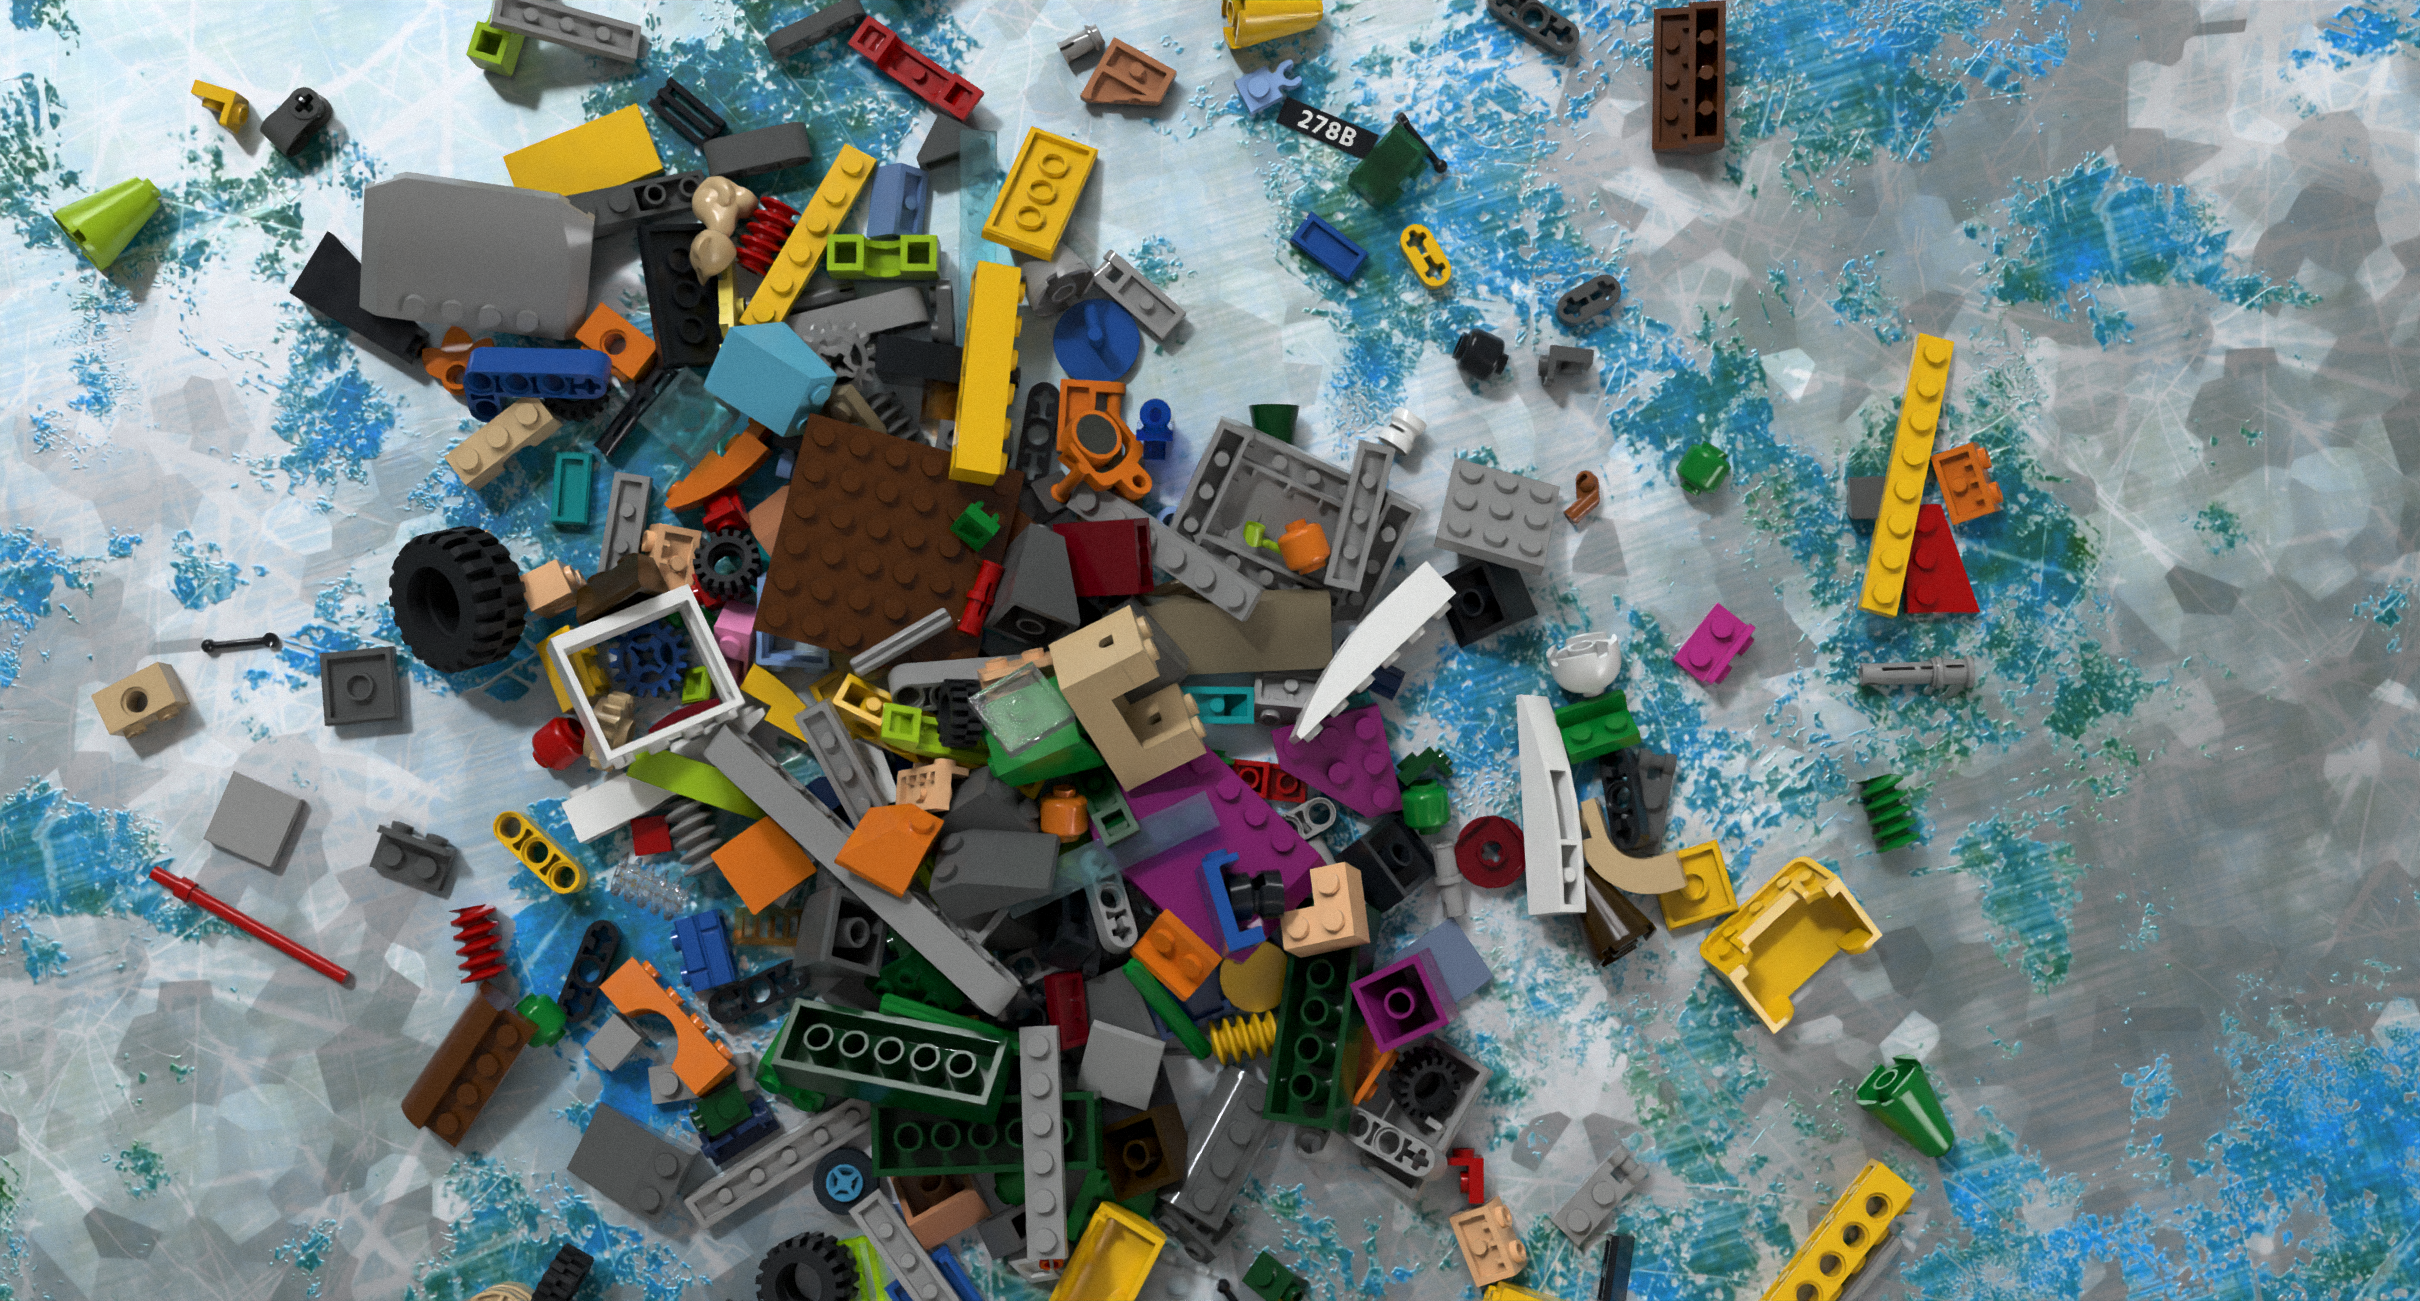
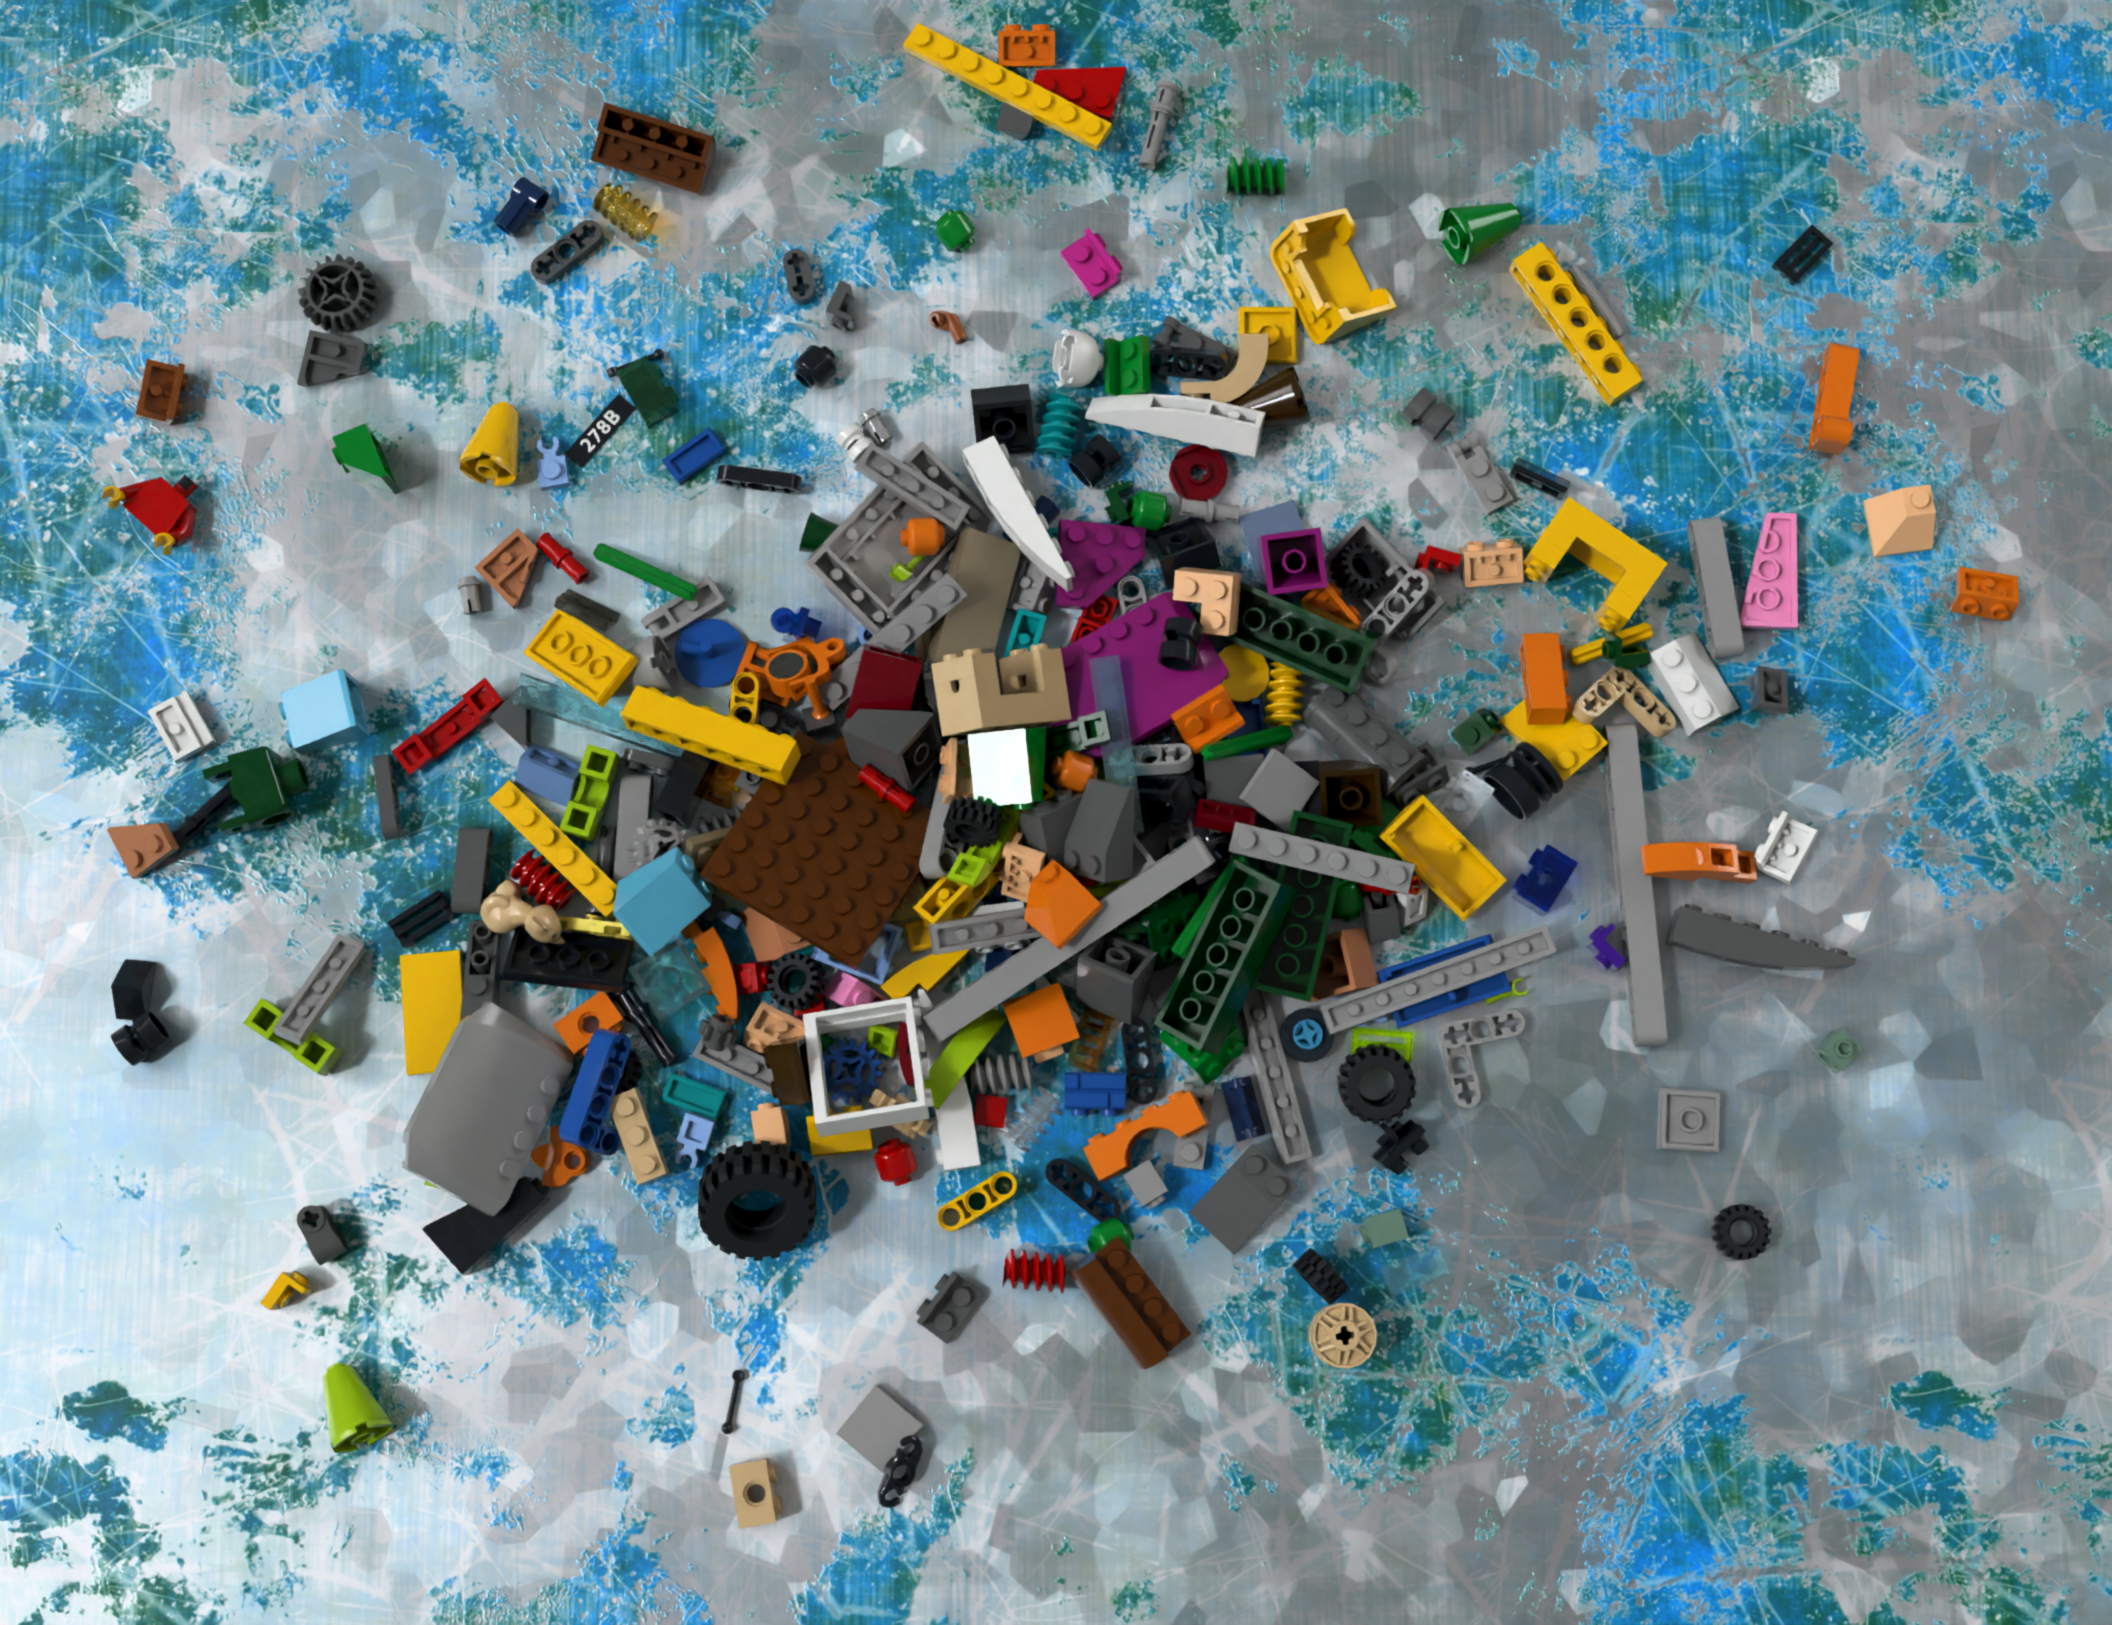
camera: 70 degrees left, 5 degrees down
(188, 890) = (921, 1498): red bar -> none
(225, 863) = (910, 1460): none -> black piece
(360, 686) = (799, 1310): dark grey plate -> none
(525, 505) = (695, 1135): none -> light blue plate
(645, 492) = (718, 1032): none -> dark grey gear
(719, 1110) = (1223, 1115): dark green bracket -> none
(901, 642) = (902, 857): light grey axle -> none
(975, 526) = (830, 774): green tile -> none
(1021, 709) = (986, 767): clear tile -> none
(1045, 402) = (750, 700): none -> yellow beam
(1103, 183) = (587, 610): none -> clear smoke tile
(1157, 134) = (562, 558): none -> red pin
(1168, 235) = (645, 572): none -> green axle
(1218, 905) = (1181, 668): blue panel -> none
(1322, 332) = (759, 479): none -> black beam
(1430, 449) = (875, 426): none -> light grey pin
(1432, 252) = (723, 380): yellow beam -> none
(1456, 714) = (1087, 468): none -> black wheel
(1496, 667) = (1058, 426): none -> teal piece
(1497, 516) = (944, 389): light grey plate -> none
(1599, 69) = (624, 213): none -> clear yellow piece
(1651, 1111) = (1428, 414): none -> dark grey wheel

